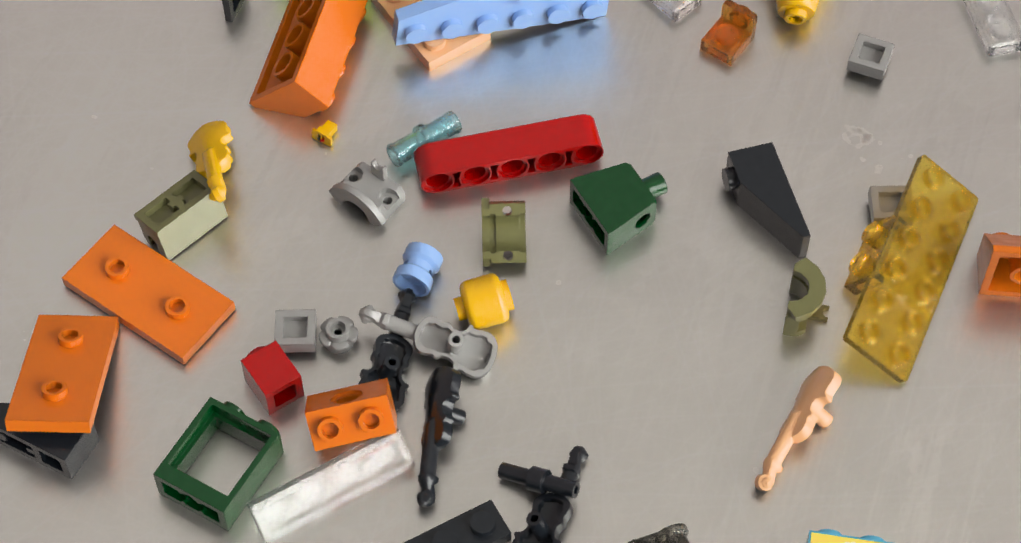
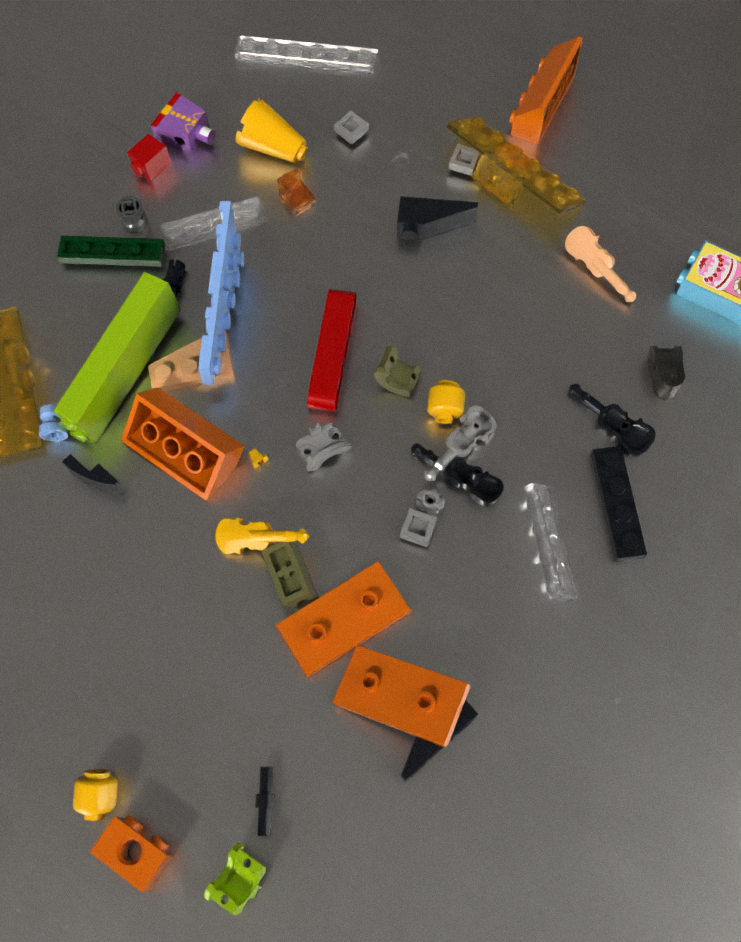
camera: 65 degrees left, 10 degrees up
(201, 498) = (495, 575): dark green window -> none
(272, 377) = (451, 553): red brick -> none
(351, 414) = (508, 509): orange brick -> none
(419, 266) = (401, 434): light blue wheel -> none
(437, 130) = (295, 396): clear light blue pin -> none
(440, 397) = (509, 451): black piece -> none
(538, 480) = (589, 416): black bar -> none
(616, 203) = (401, 301): dark green torso -> none
(810, 286) = (517, 221): olive piece -> none

